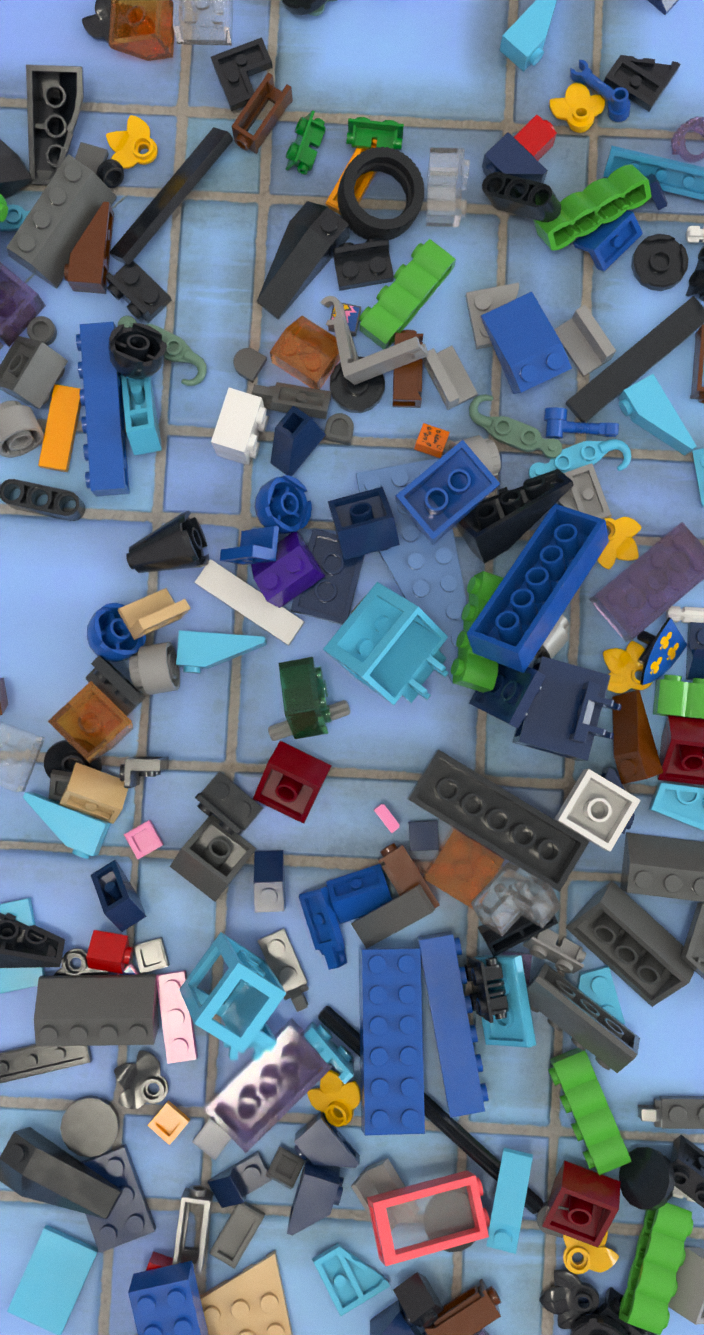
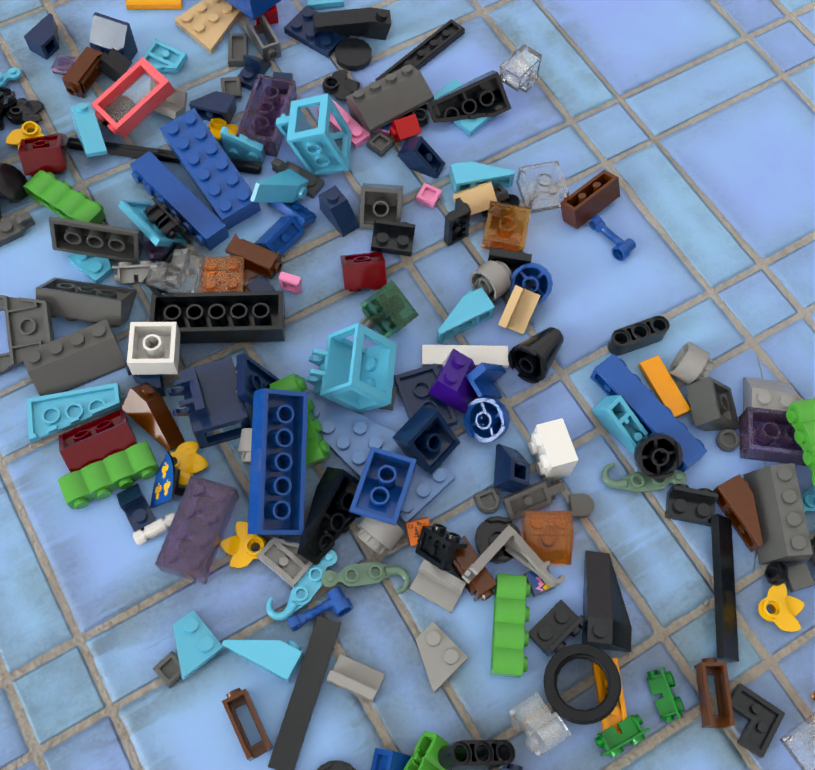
camera: 140 degrees right, 20 degrees down
(168, 1122) = (311, 75): light orange plate -> none
(315, 1196) = (204, 74): dark blue slope -> none
(319, 950) = (280, 188): none -> medium azure slope
(393, 916) = (250, 230): dark grey tile -> none
(425, 403) = (439, 545): none -> black bracket
(525, 343) = (398, 641): blue slope -> none

